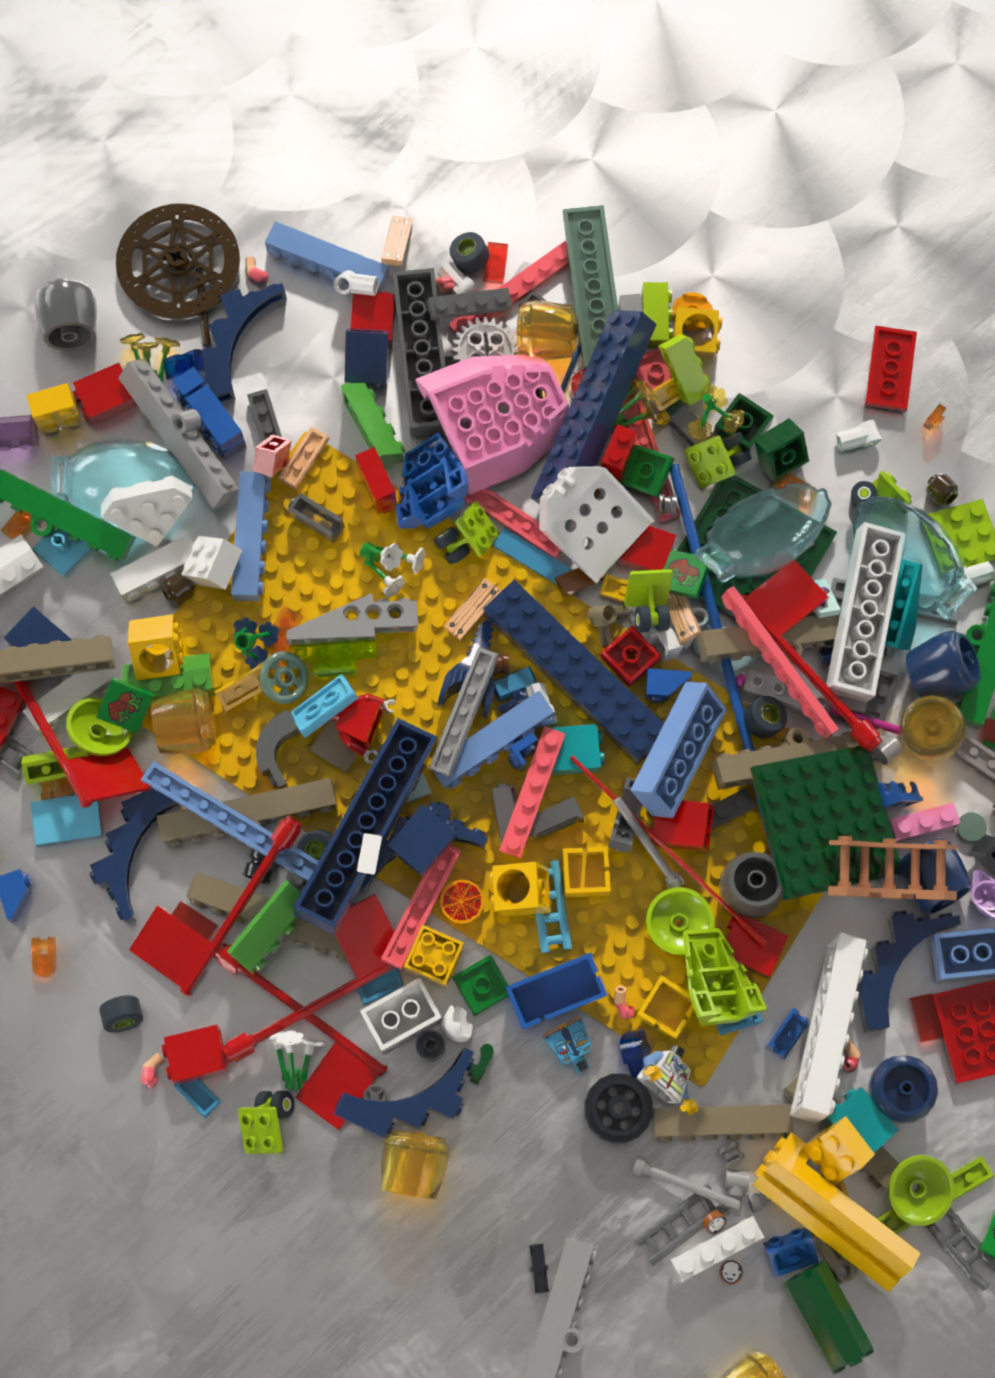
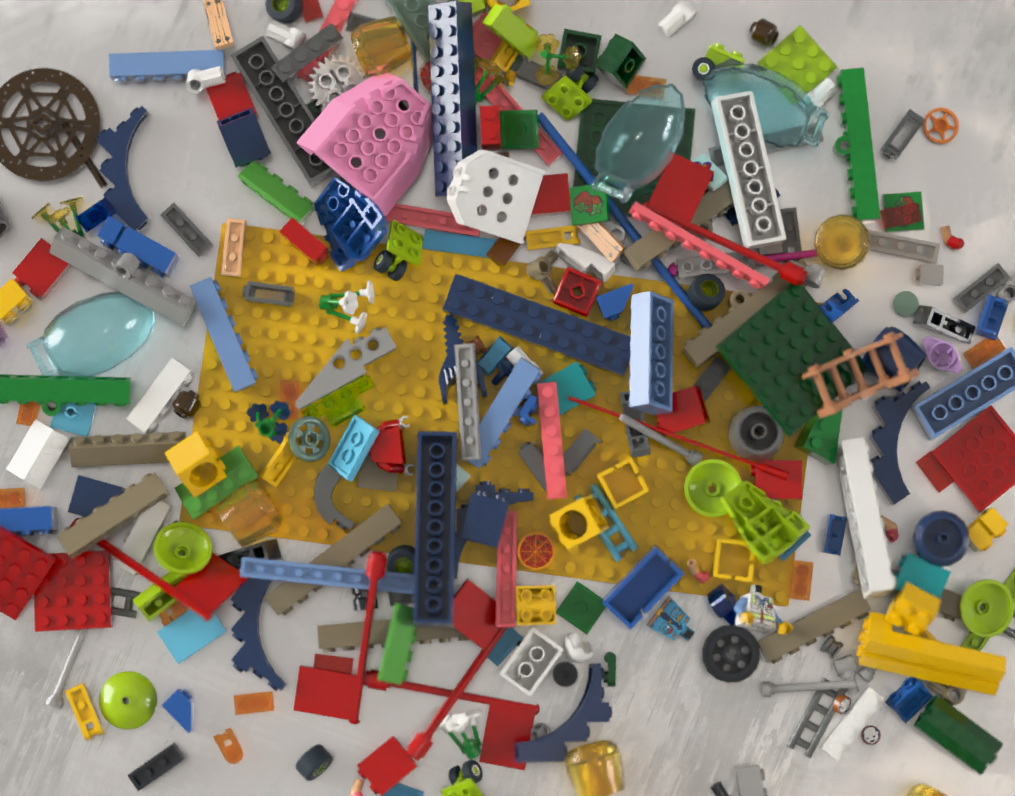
camera: 25 degrees left, 10 degrees up
(88, 600) = (122, 449): none -> dark tan brick
(92, 922) = (254, 702): none -> clear orange plate
(125, 705) = (195, 522): green tile -> none
(147, 507) = (131, 352): white brick -> none
(180, 766) = (263, 550): none -> black slope
(211, 562) = (205, 372): white brick -> none
(253, 272) = (112, 105): coral arm -> none
(271, 455) = (209, 260): brick -> none
(369, 853) = (450, 552): white sticker -> none
(444, 284) = (277, 42): coral arm -> none
(471, 609) = (432, 311): light nougat tile -> none
(649, 590) = (567, 233): lime plate -> none
(670, 505) = (551, 151): flat silver wheel -> none
(730, 1066) = (801, 580): none -> clear orange plate
(821, 920) = (821, 437): none -> green wedge
(905, 606) = (777, 150): teal slope -> none
(924, 823) = (867, 319): bright pink brick -> none
(944, 666) = (829, 186): dark blue piece -> none
(957, 1102) = (985, 529): none -> yellow piece

